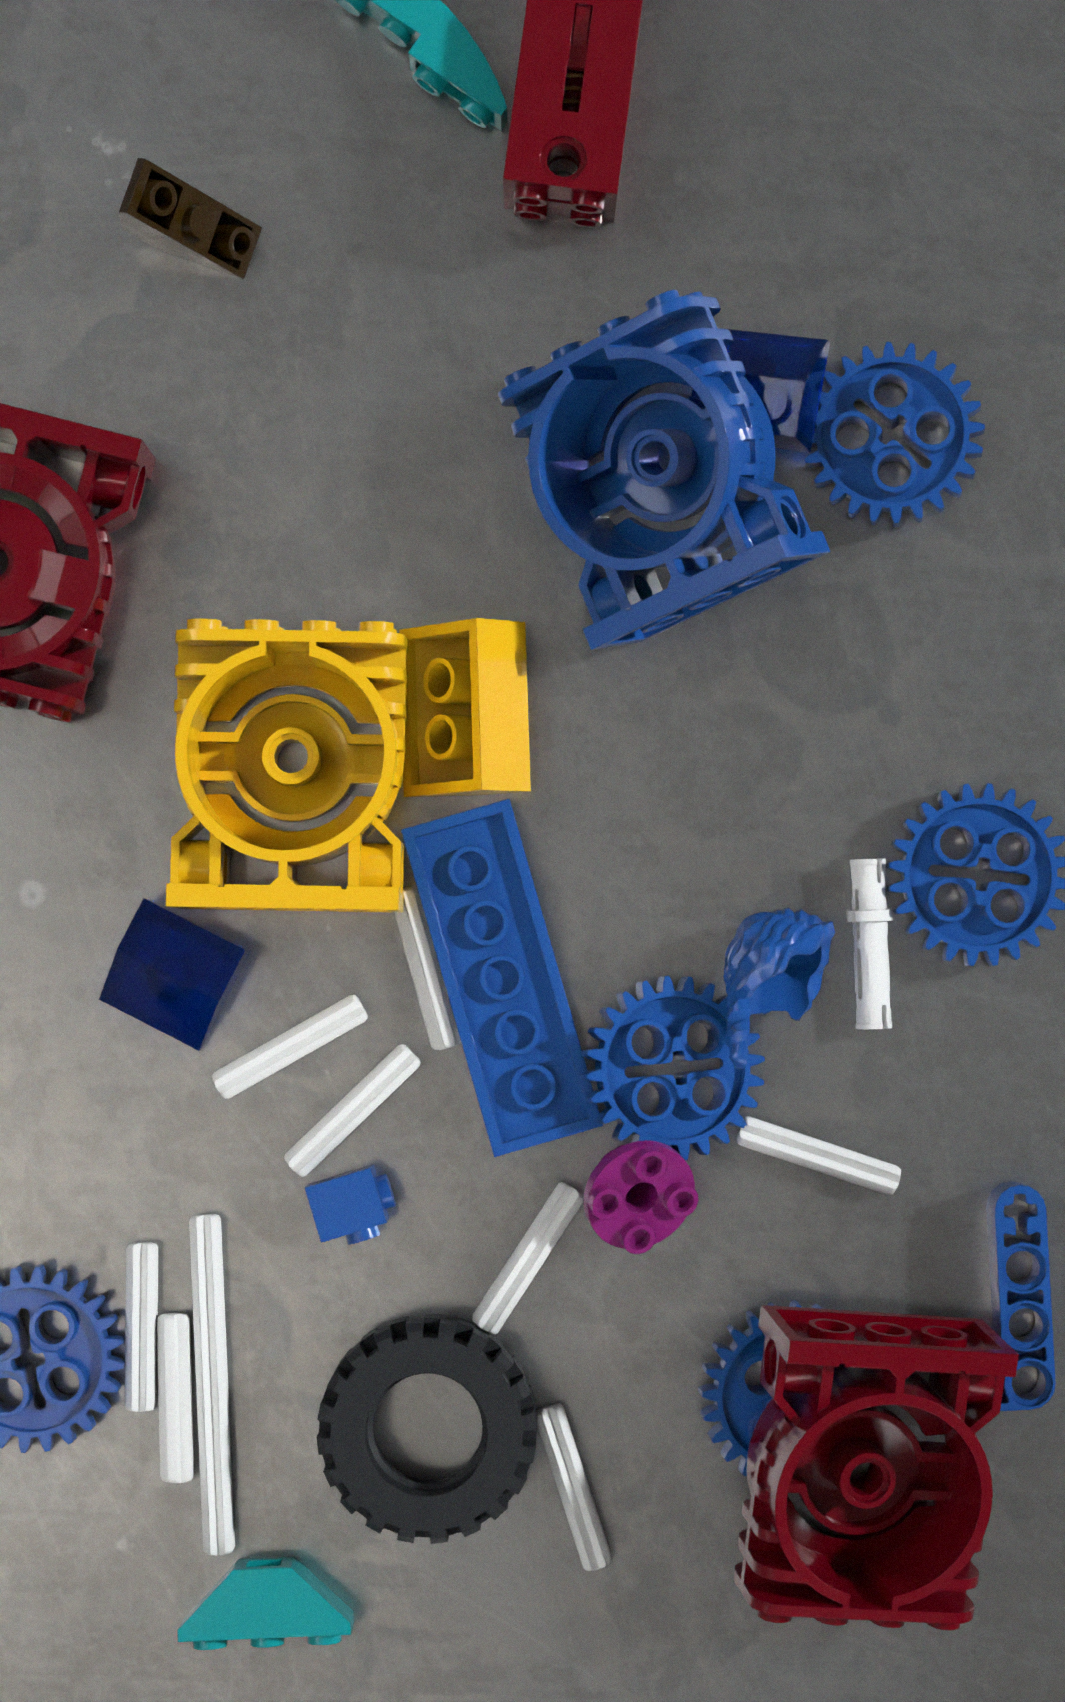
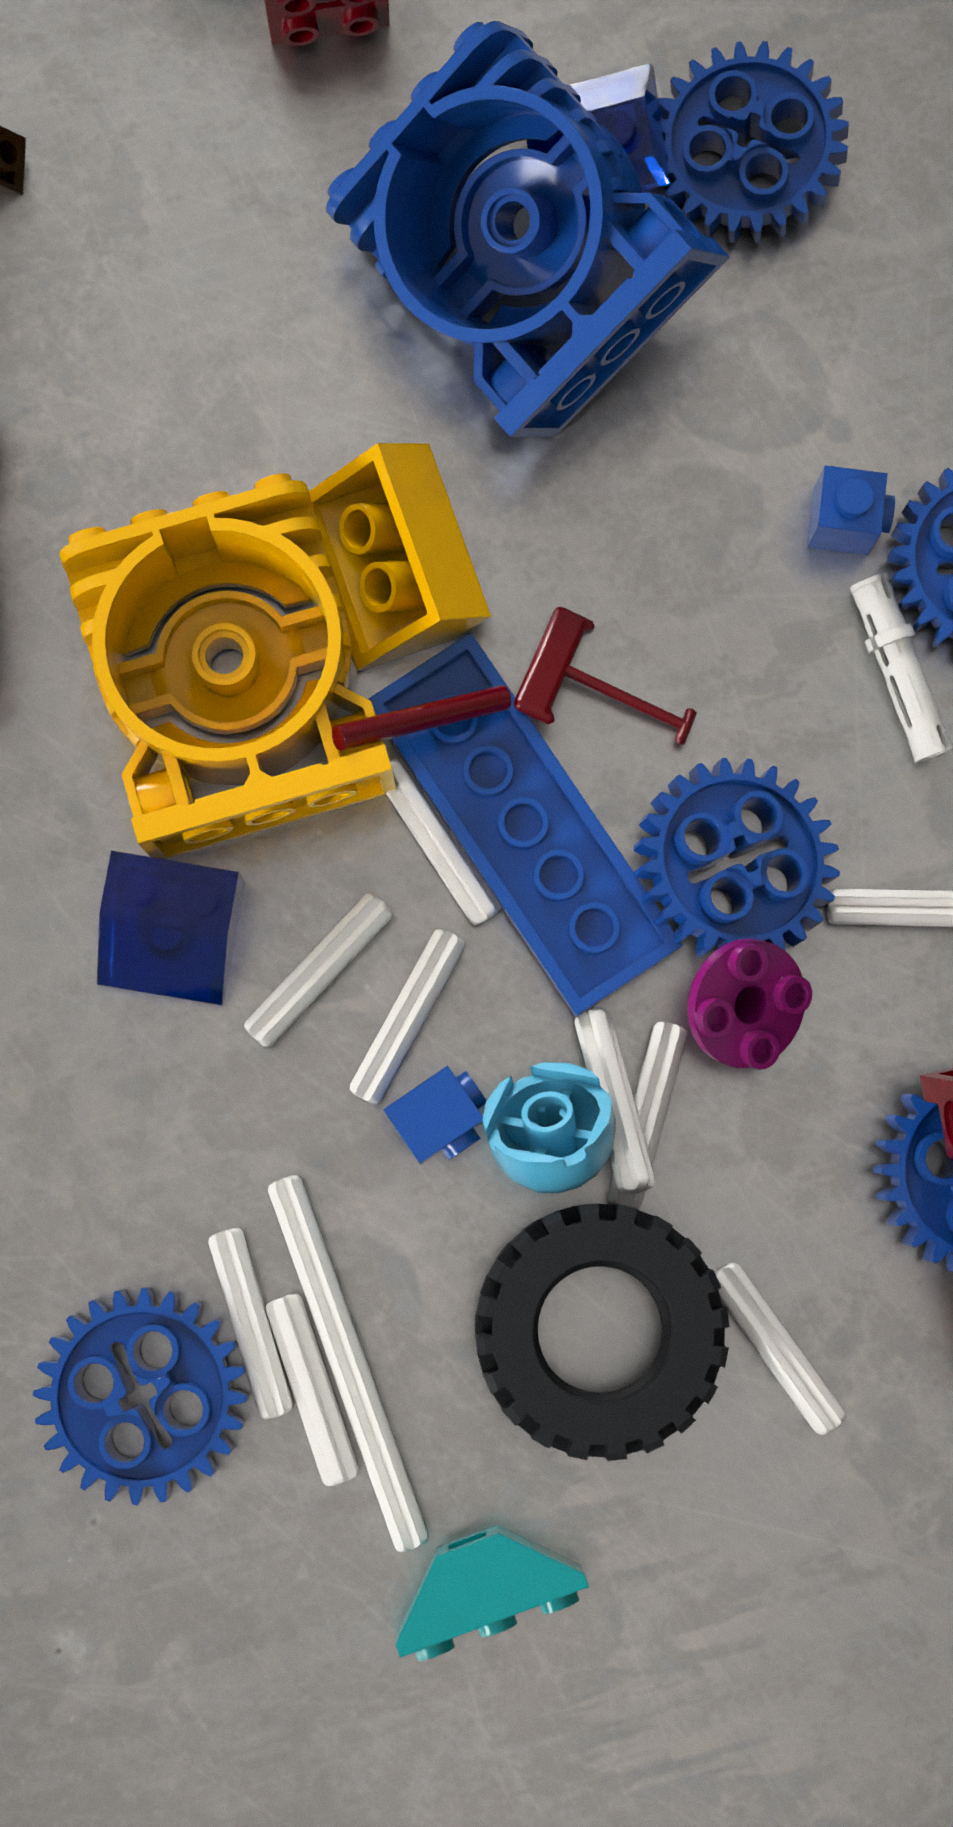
camera: 20 degrees left, 5 degrees down
(439, 868) = (420, 717): none -> dark red bar
(440, 1246) = (550, 1127): none -> medium azure cylinder
(502, 1239) = (604, 1058): none -> white axle
(571, 847) = (553, 663): none -> dark red piece
(772, 967) = (809, 721): blue hair -> none
(871, 794) = (849, 510): none -> blue brick

